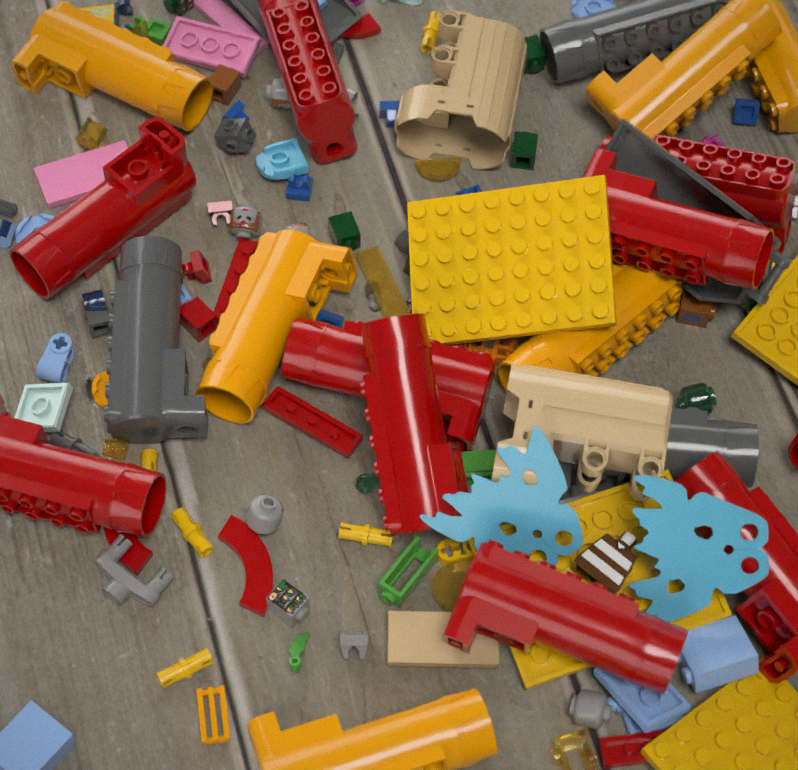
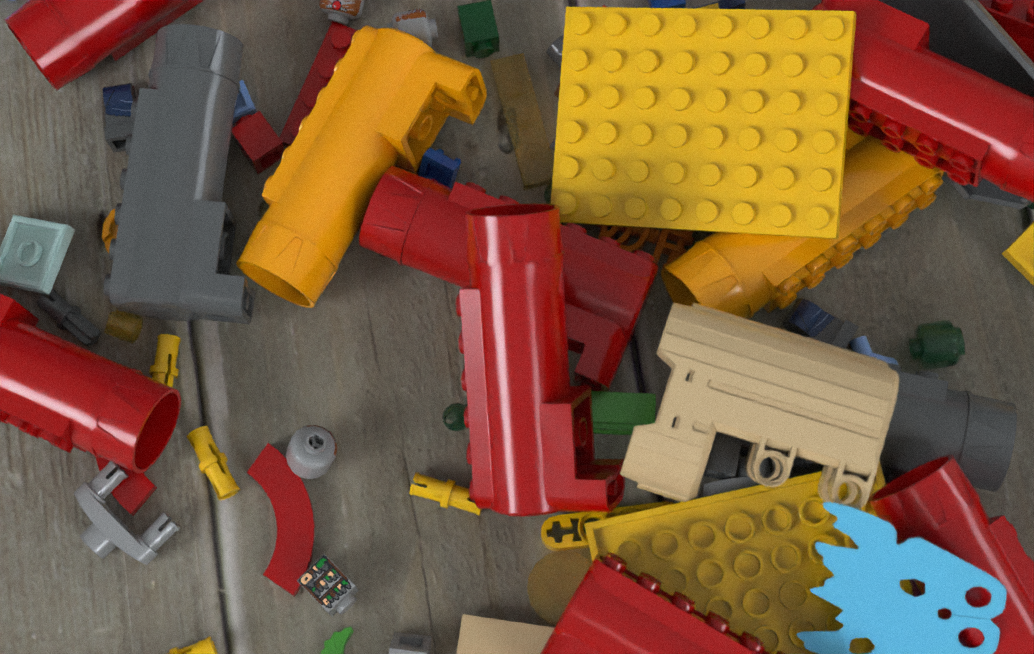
camera: 10 degrees right, 15 degrees up
(56, 359) = (57, 189): light blue piece -> none
(197, 268) = (269, 62): red tile -> none
(313, 421) = (397, 315): red plate -> none
(413, 551) = (513, 526): bright green window -> none
(516, 503) = (649, 503): medium azure piece -> none
(607, 561) = (773, 592): reddish brown torso -> none
(694, 311) = (954, 208): dark orange brick -> none

